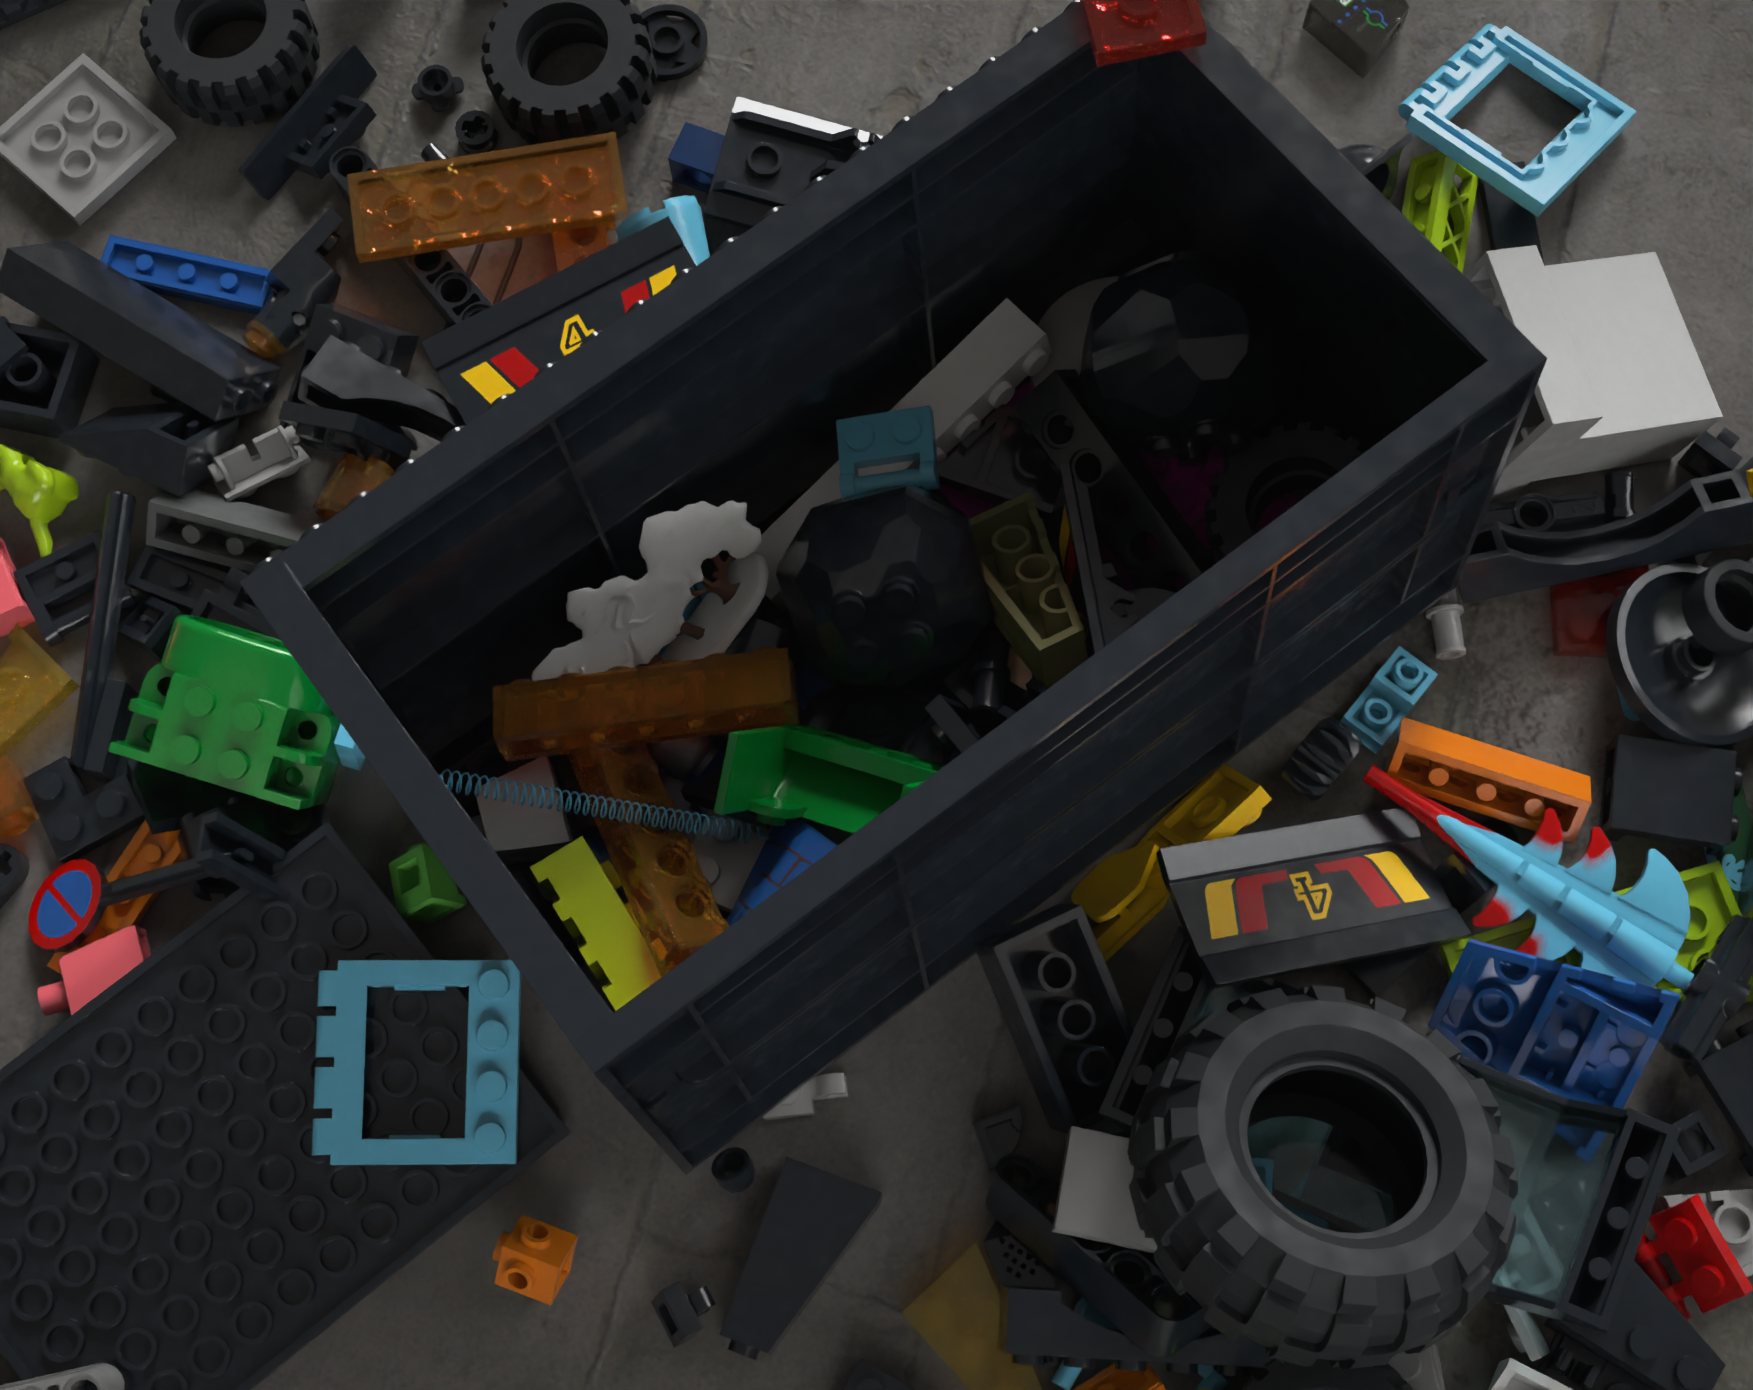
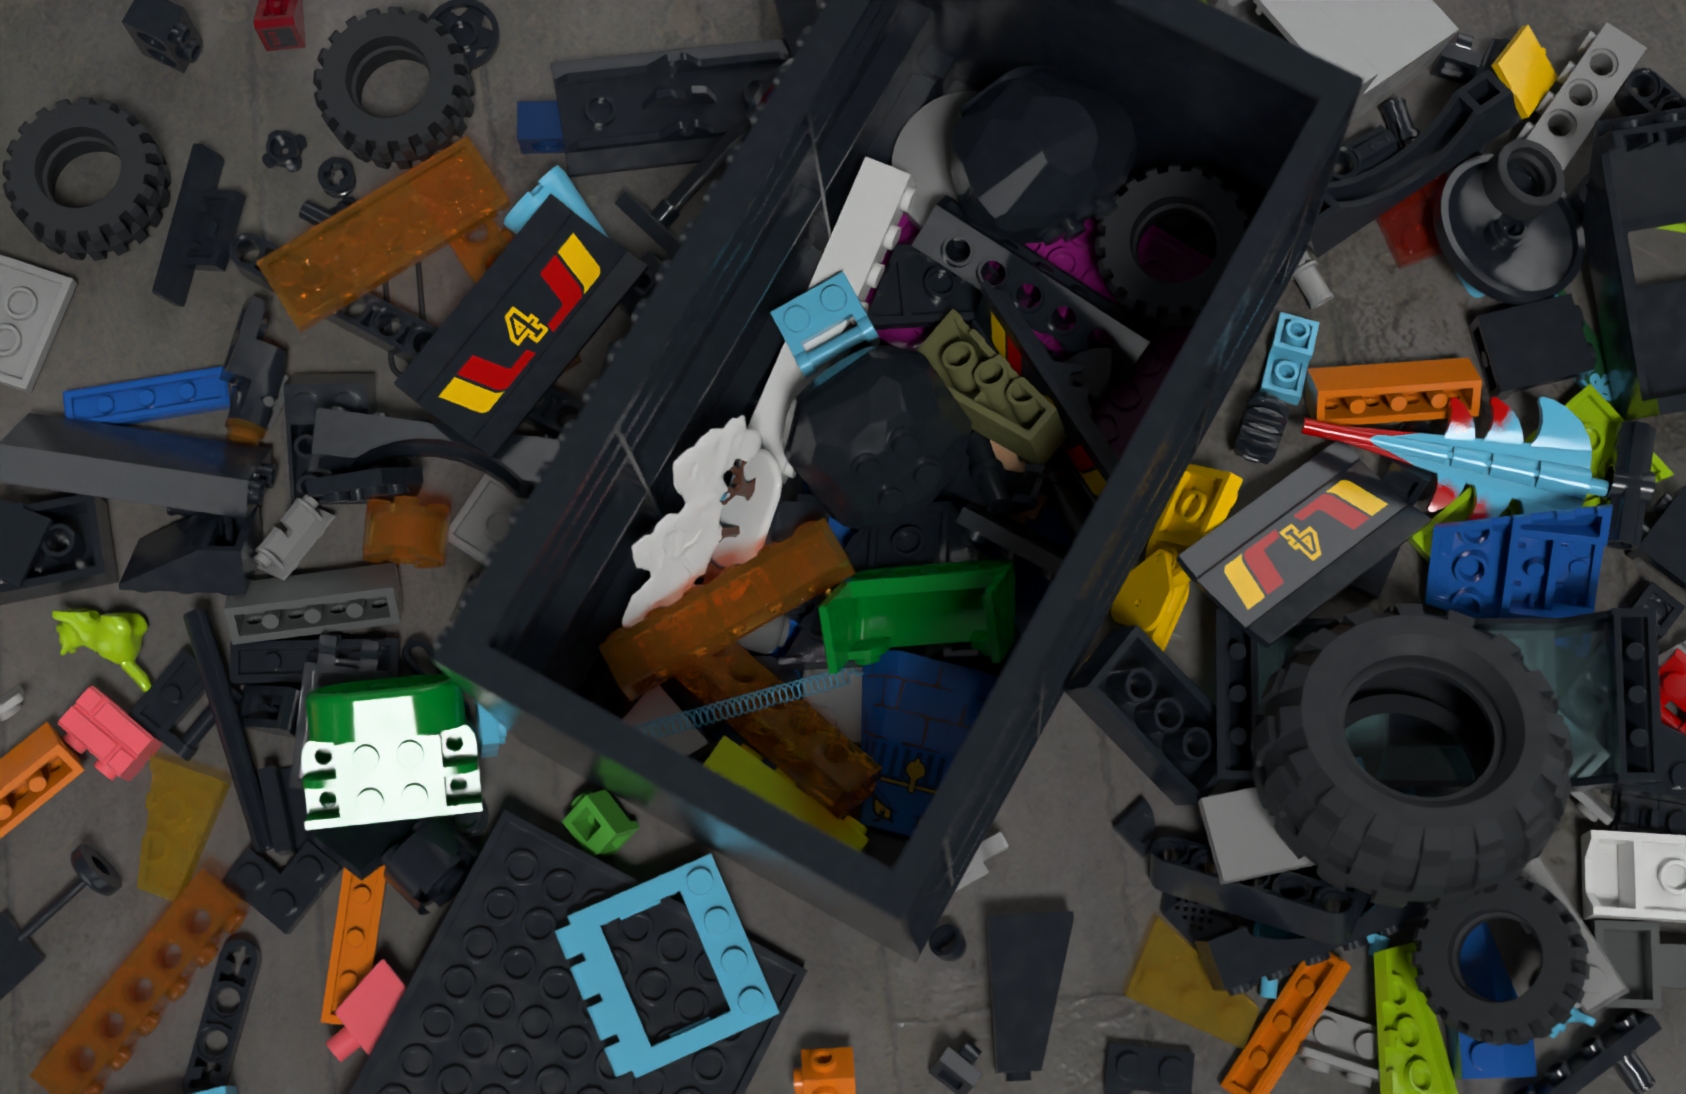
camera: 30 degrees left, 5 degrees up
(78, 891) = (317, 958): black piece -> none

